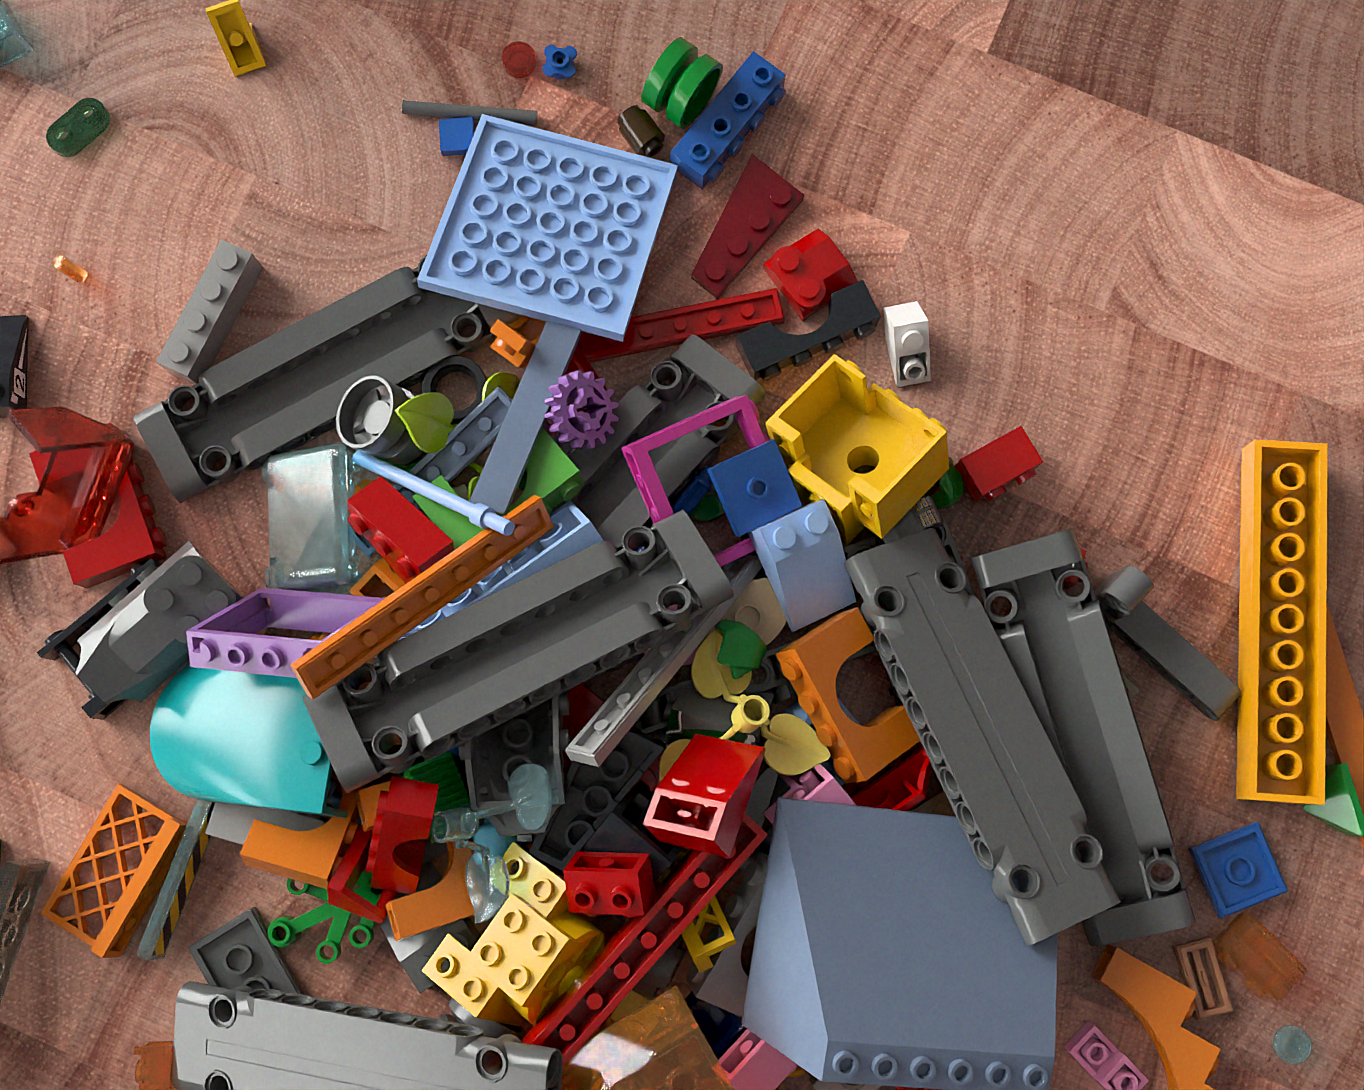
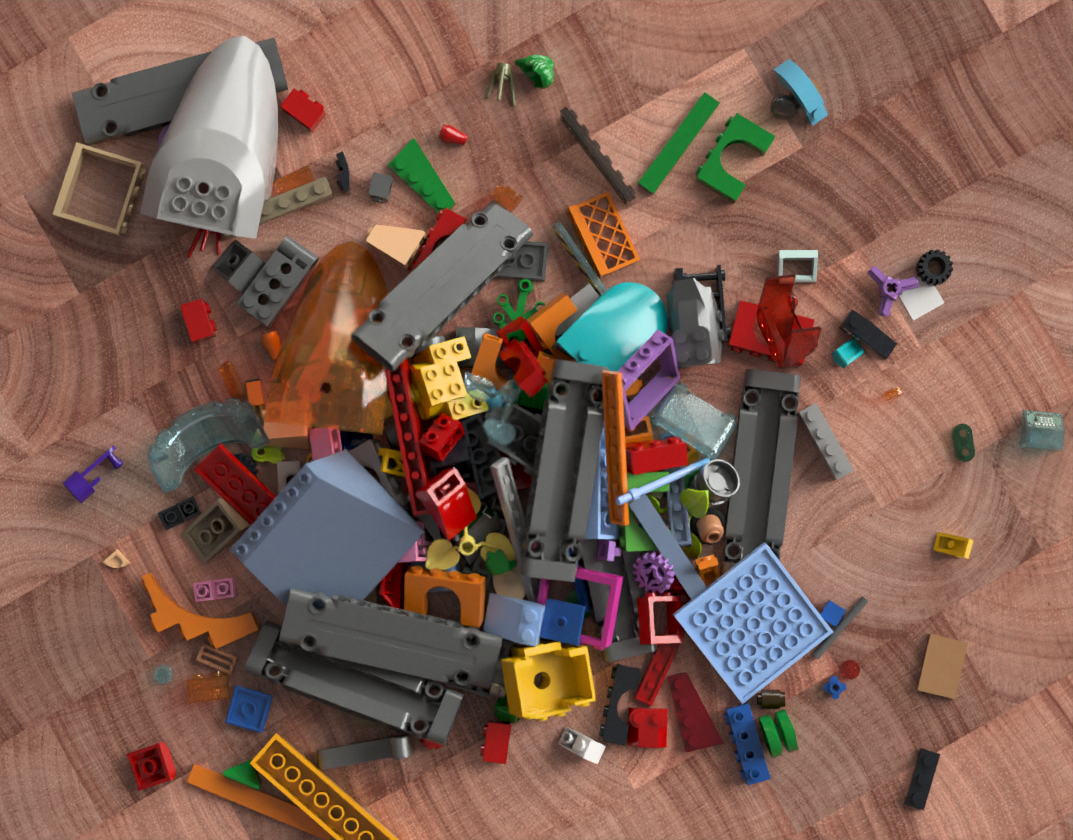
camera: 130 degrees right, 5 degrees up
(54, 373) = (847, 353): none -> teal tile
(457, 379) = (709, 528): none -> nougat head
(599, 500) = (607, 550): none -> medium lavender tile
(659, 370) = (646, 619): none -> red window

